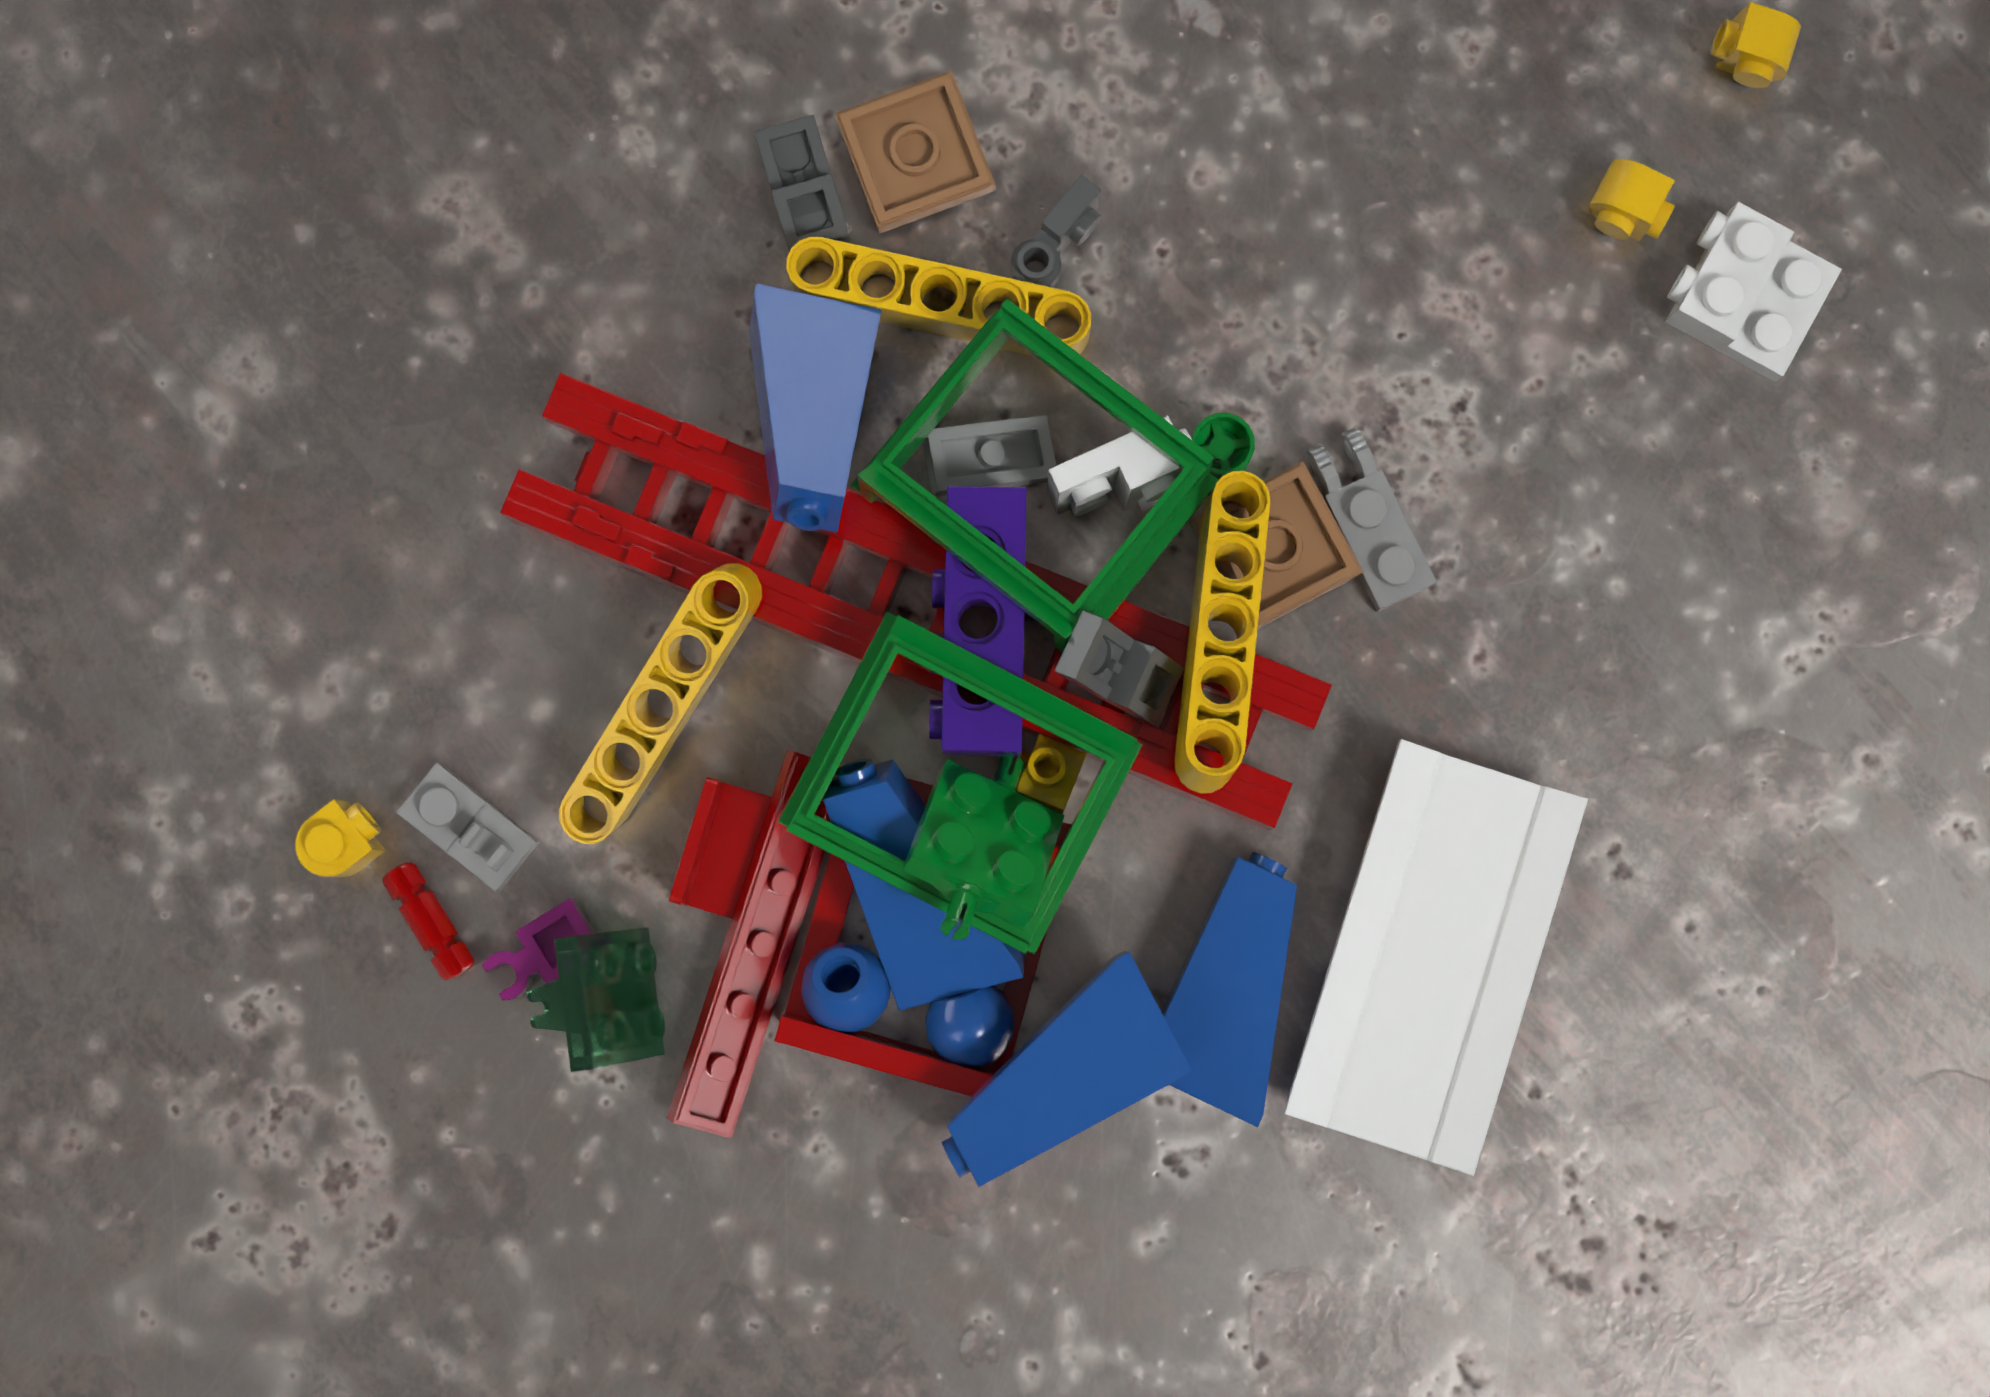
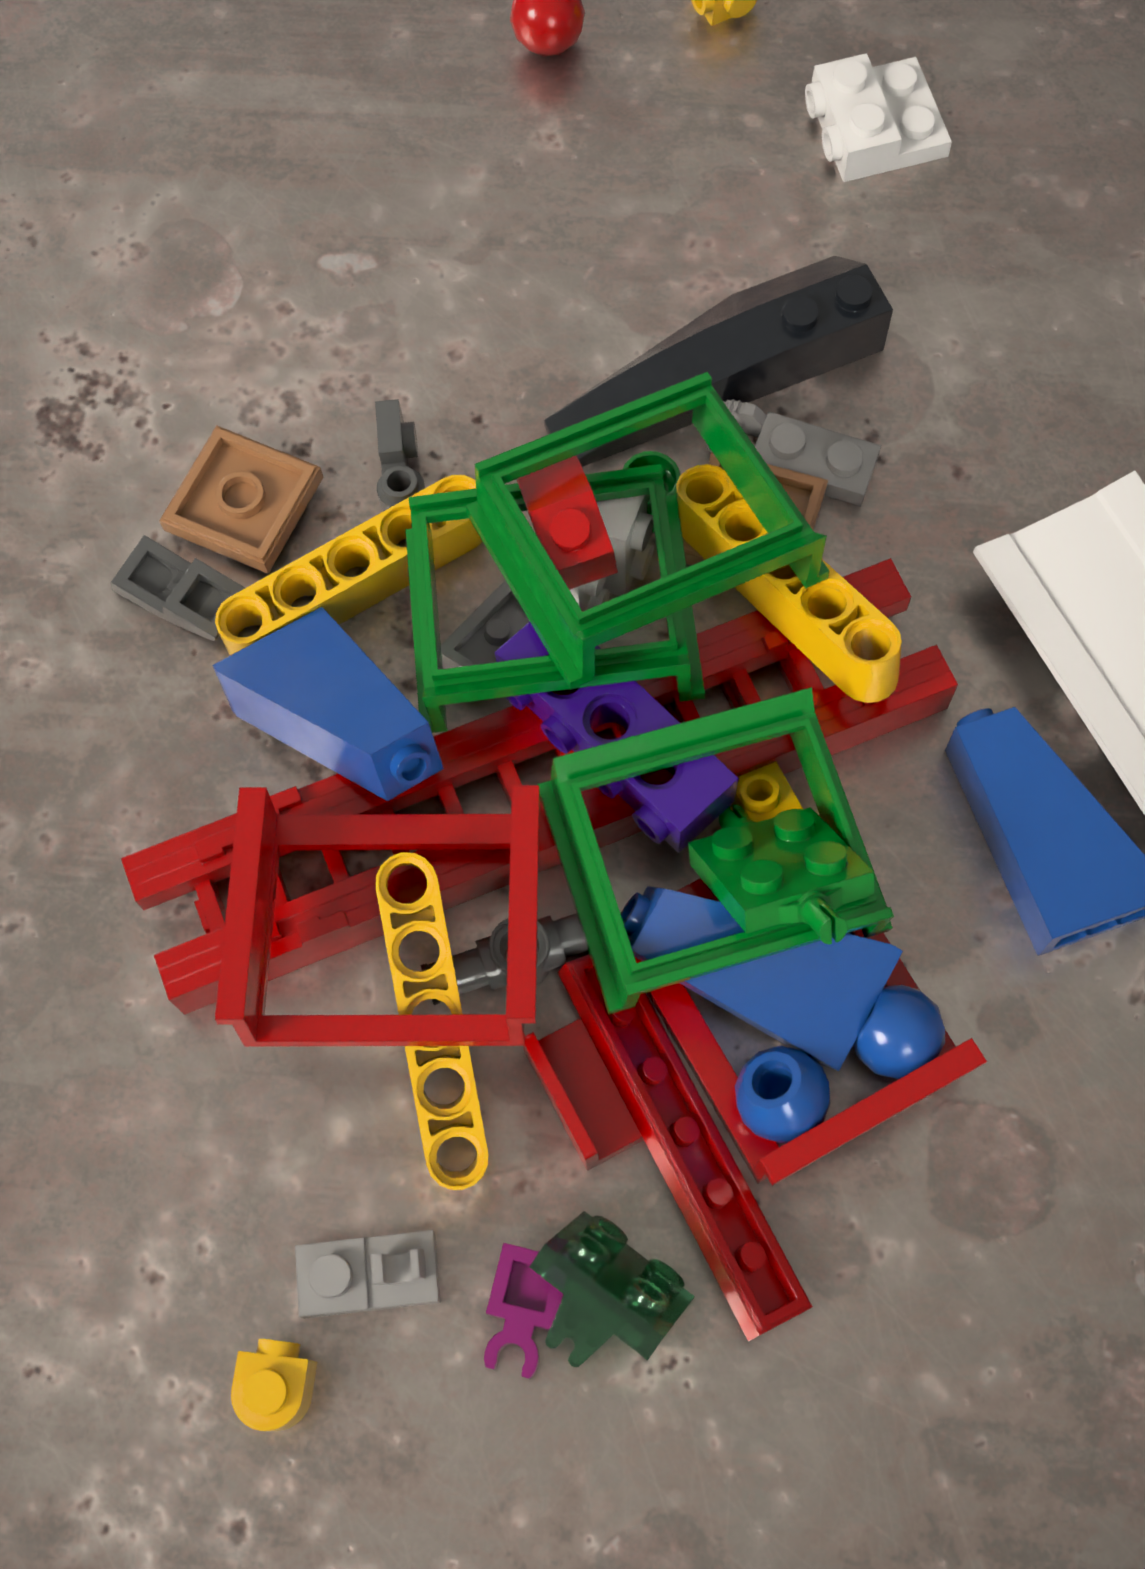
camera: 45 degrees left, 15 degrees down
(428, 921) = (406, 1380): red axle -> none
(582, 528) = (251, 906): none -> red piece
(745, 695) = (486, 962): none -> dark grey pin
(998, 551) = (541, 591): none -> green piece
(1074, 1072) = (1015, 981): blue slope -> none
(1091, 435) = (568, 522): none -> red slope
(1119, 668) = (743, 666): dark grey slope -> none
(1403, 388) = (749, 346): none -> black wedge
(1632, 201) = (748, 124): yellow plate -> none

